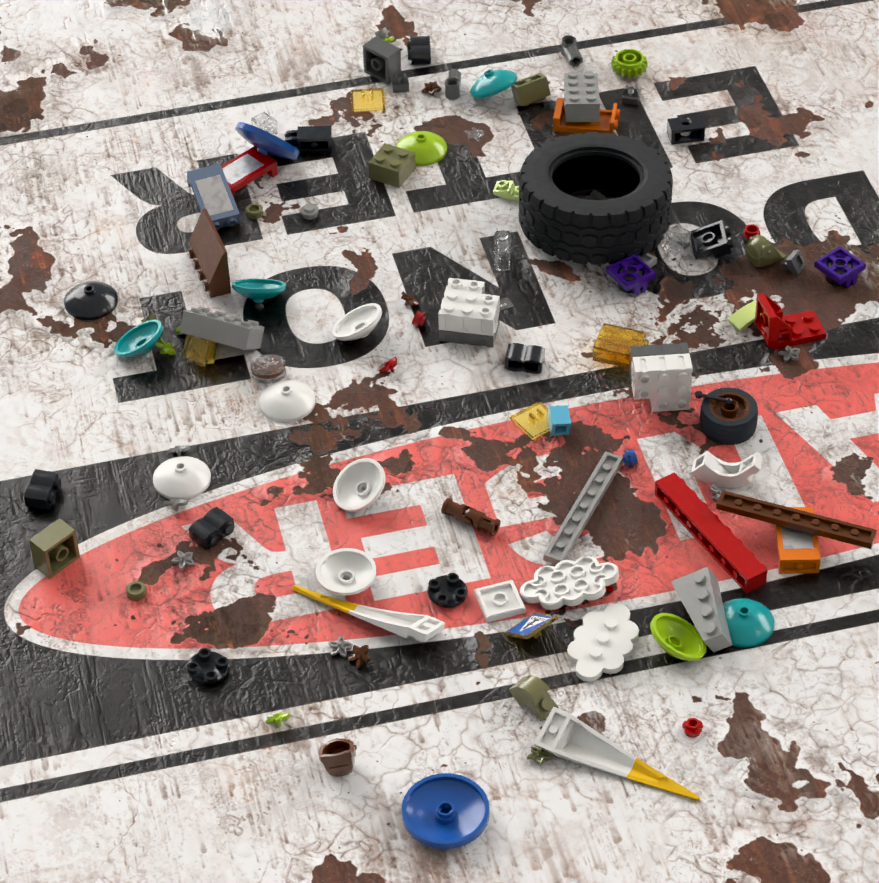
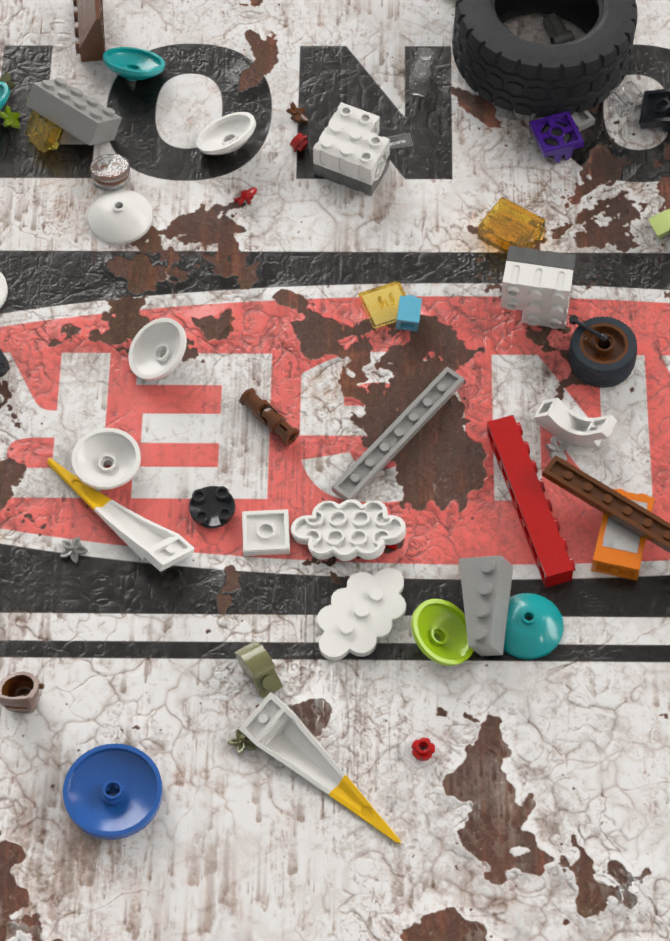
camera: 15 degrees right, 15 degrees up
(360, 655) = (89, 566): reddish brown plant -> none
(524, 358) = (399, 221): black brick -> none
(531, 626) = (286, 576): piece -> none
(630, 458) = (472, 380): blue plate -> none

